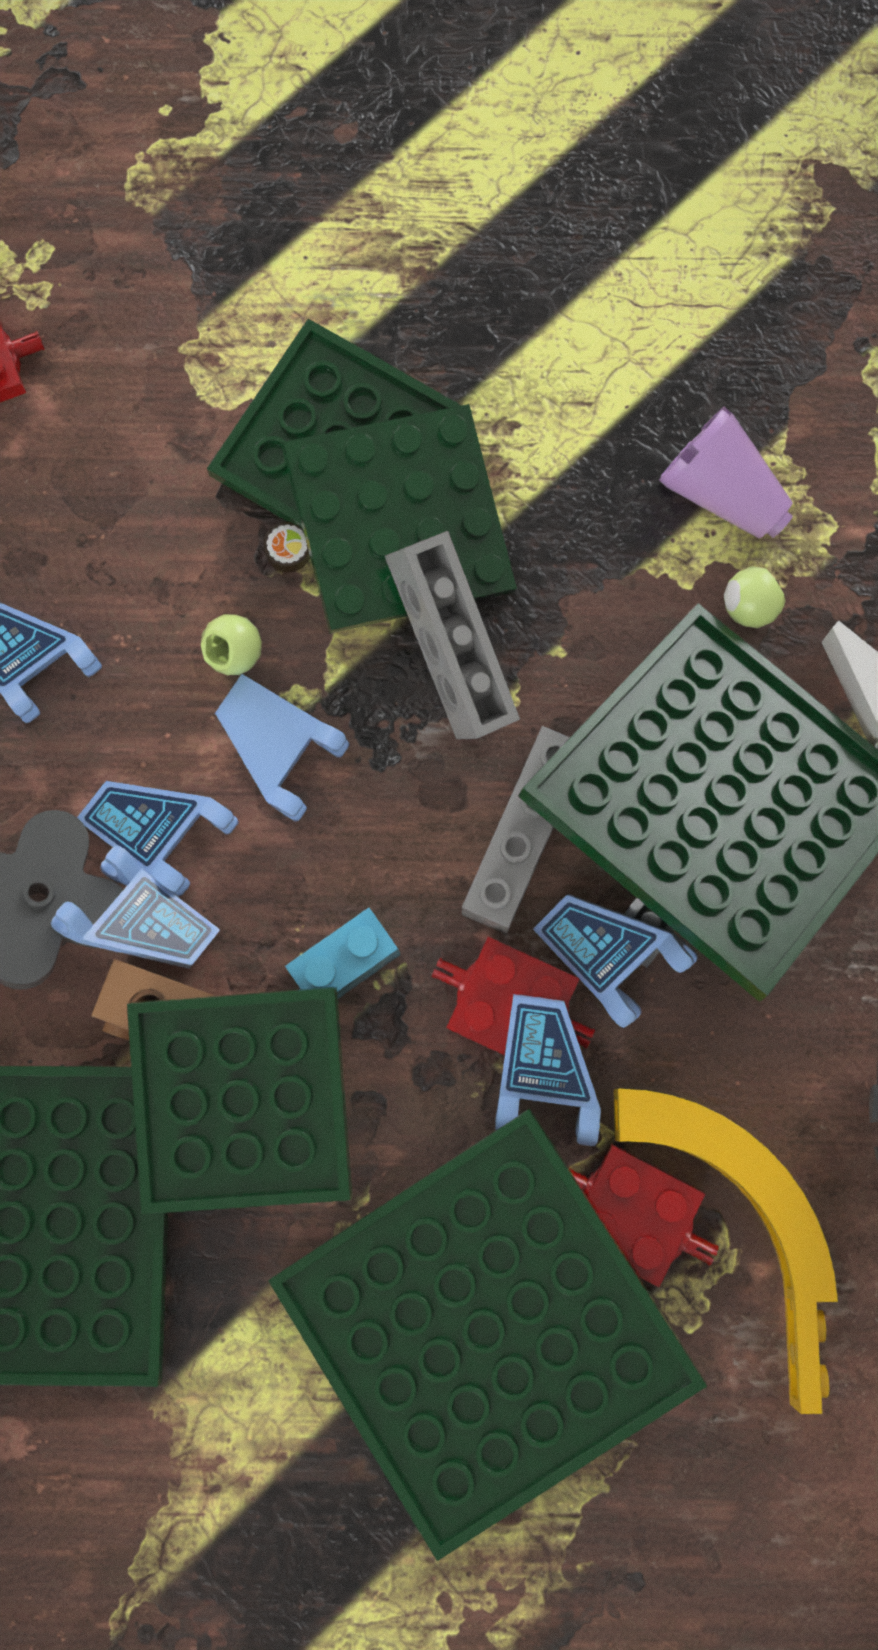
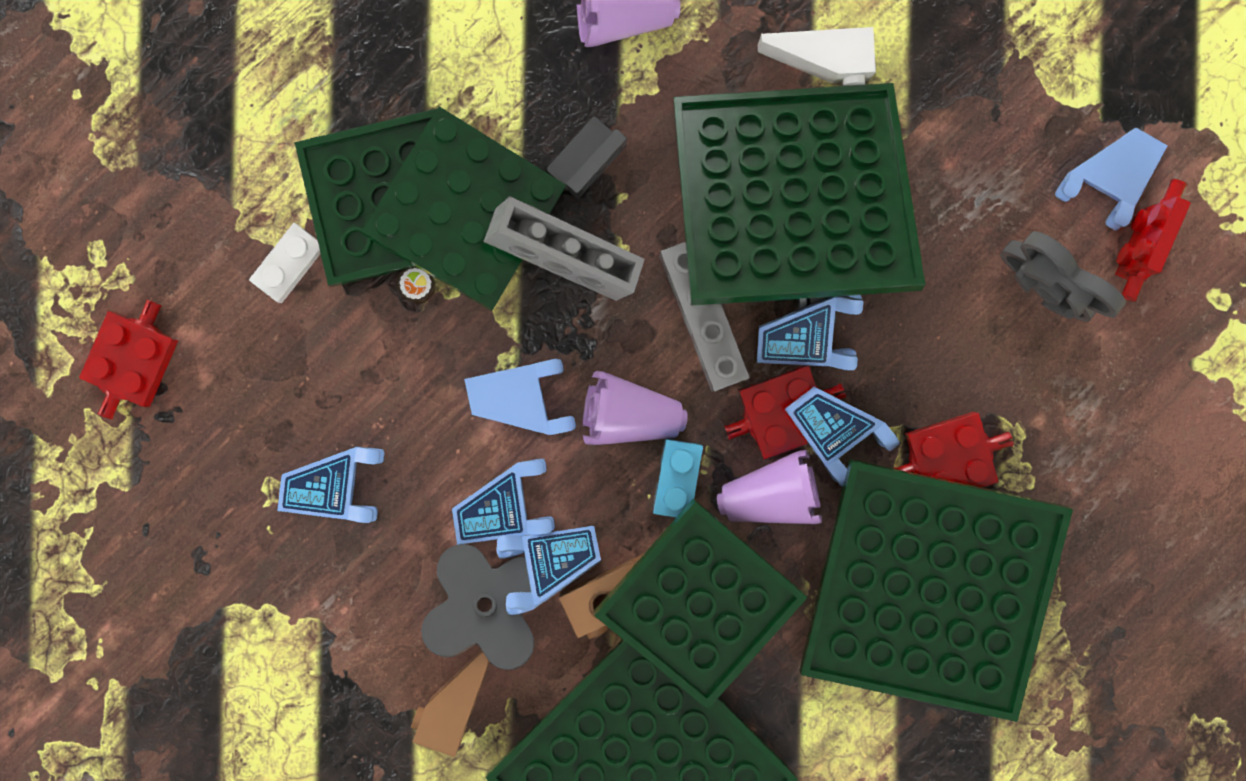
camera: 50 degrees left, 10 degrees up
(190, 417) = (286, 263): none -> white plate
(231, 644) = (444, 370): yellowish green piece -> none
(363, 853) = (629, 413): none -> lavender cone
(423, 1069) = (773, 493): none -> lavender cone
(562, 584) = (587, 156): none -> dark grey panel
(754, 597) = (701, 64): yellowish green piece -> none
(777, 1200) = (1066, 401): yellow arch -> none

